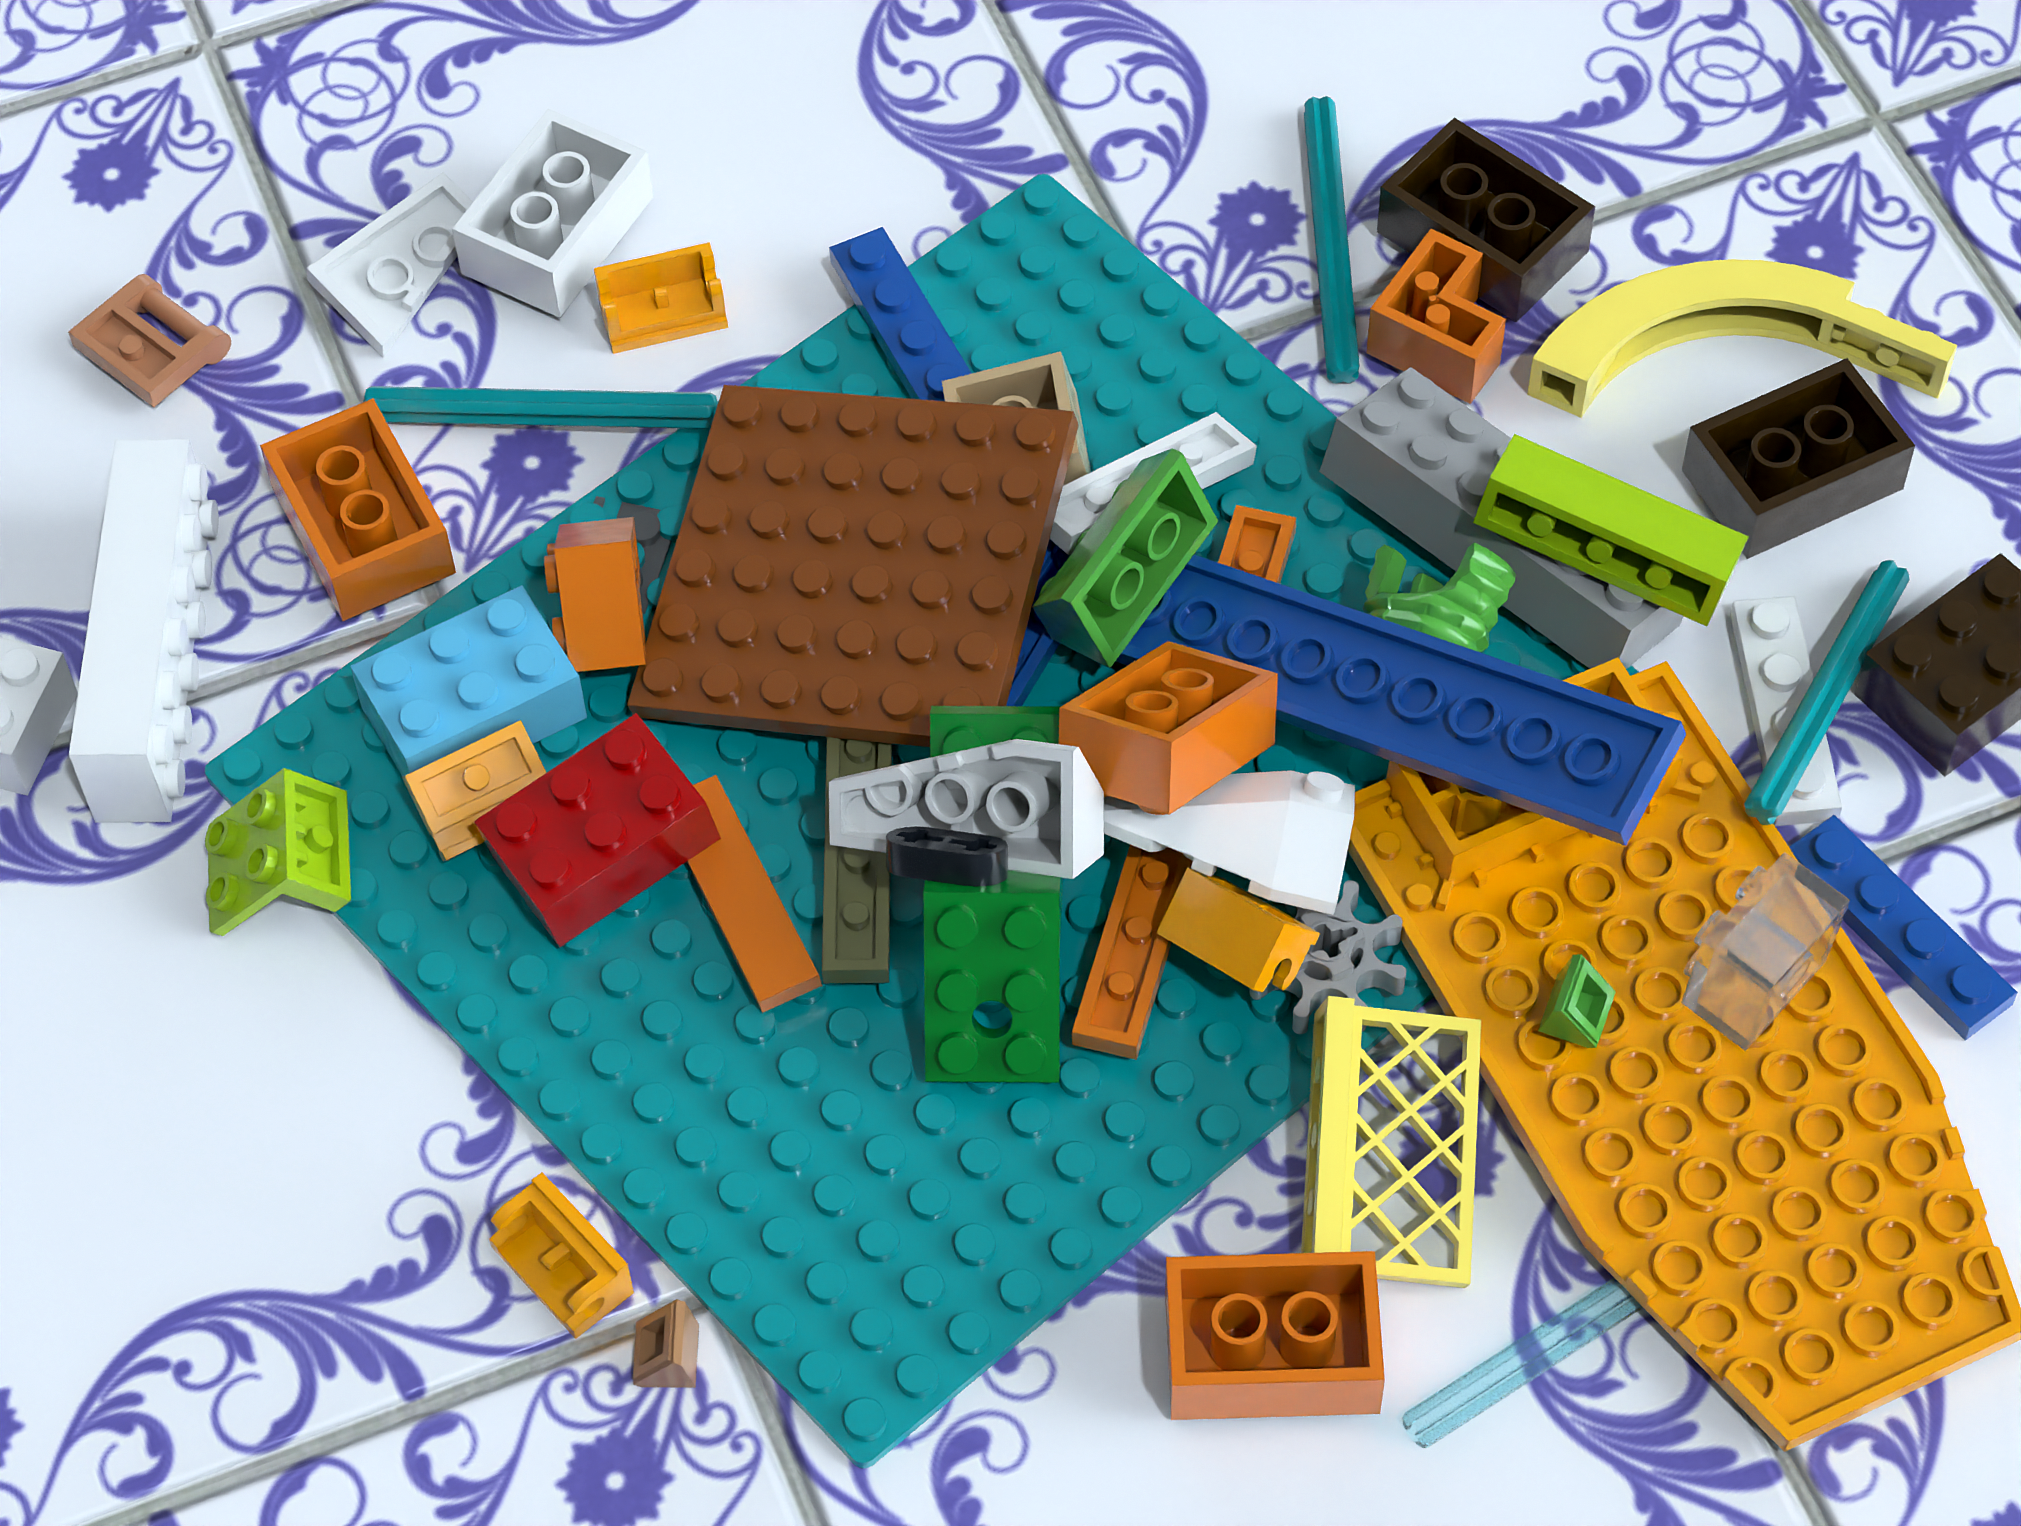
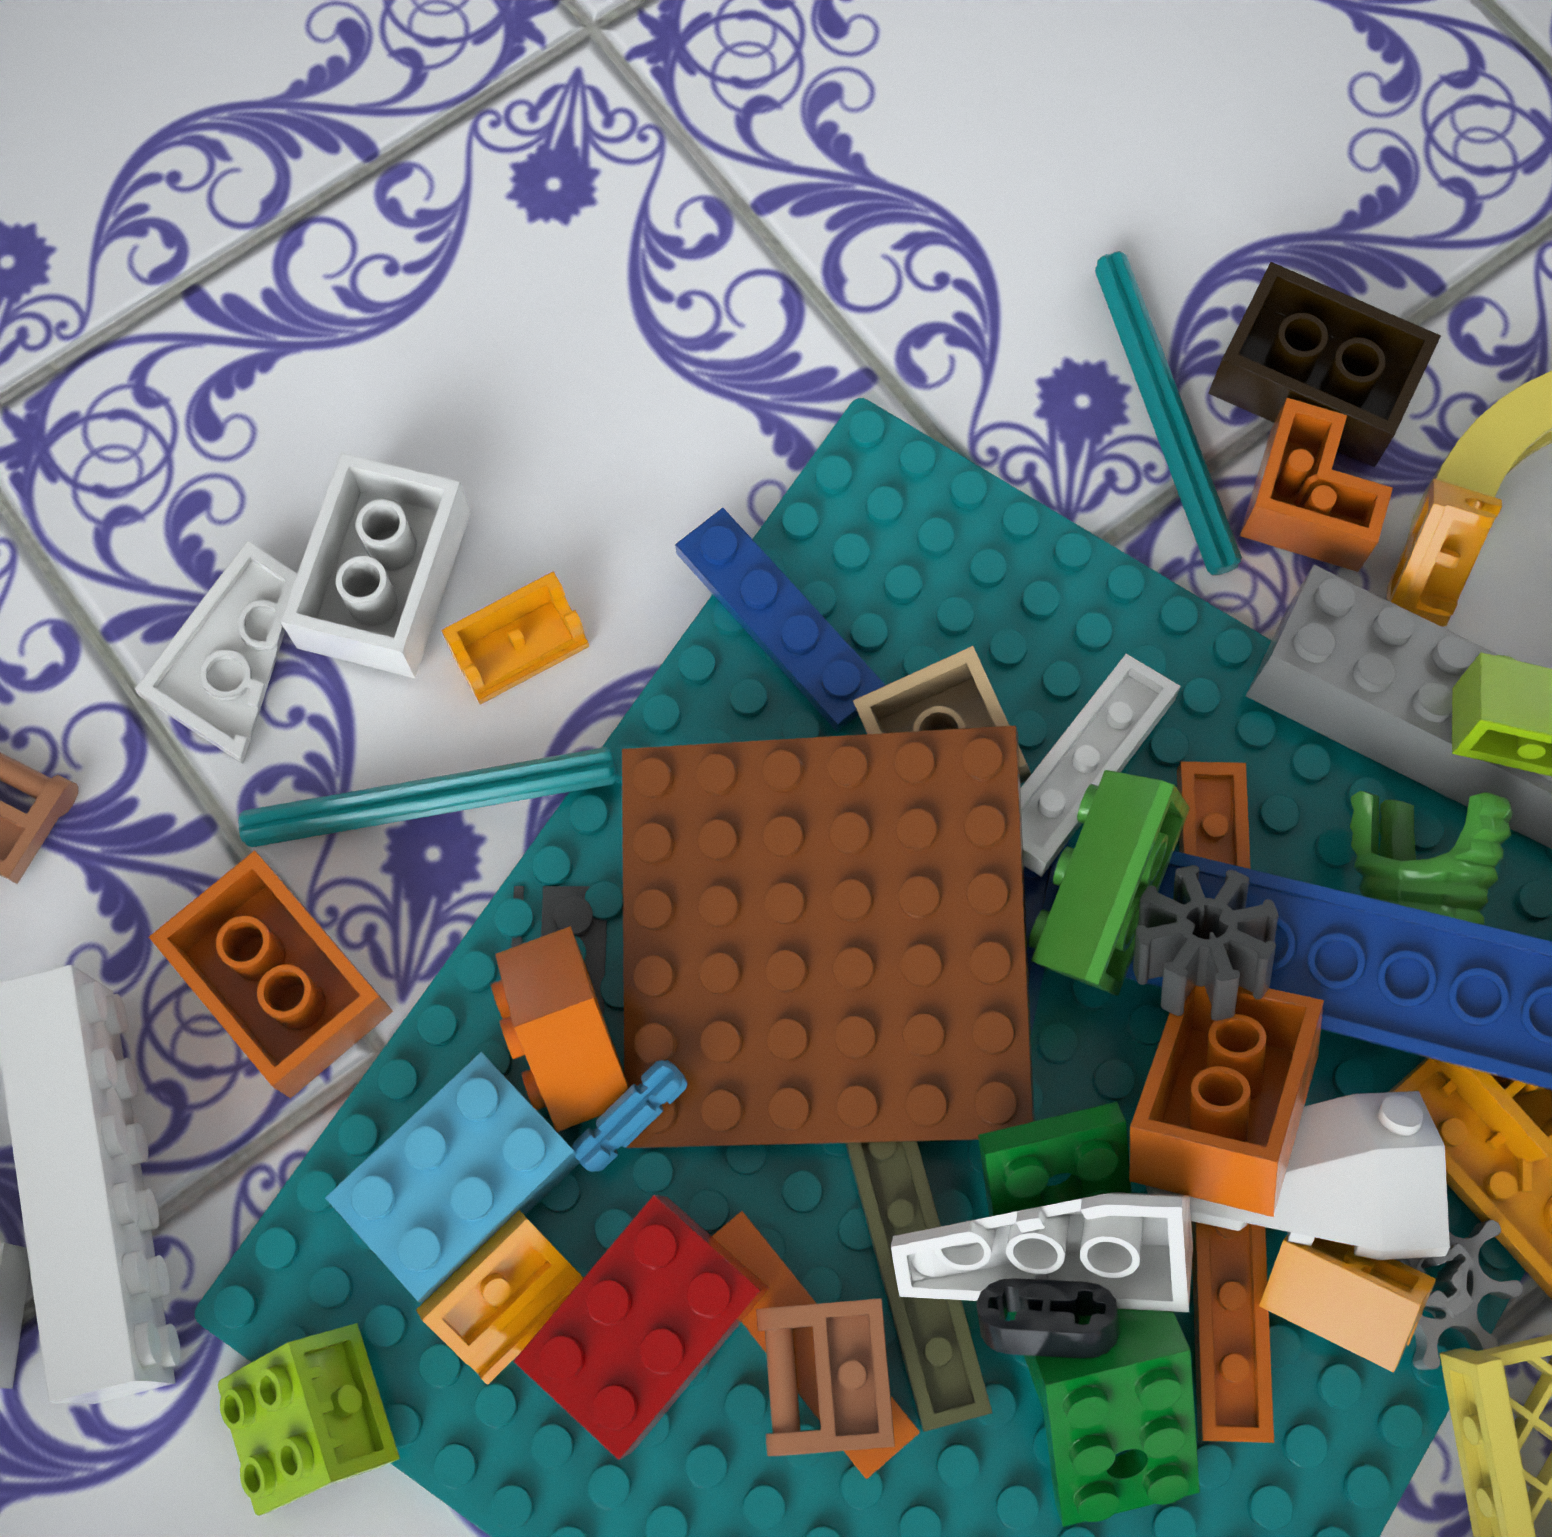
camera: 15 degrees left, 15 degrees up
(637, 666) = (629, 1115): none -> dark azure axle
(766, 909) = (849, 1375): none -> nougat plate
(1184, 606) = (1205, 942): none -> dark grey gear
(1542, 382) = (1441, 550): none -> light orange hinge

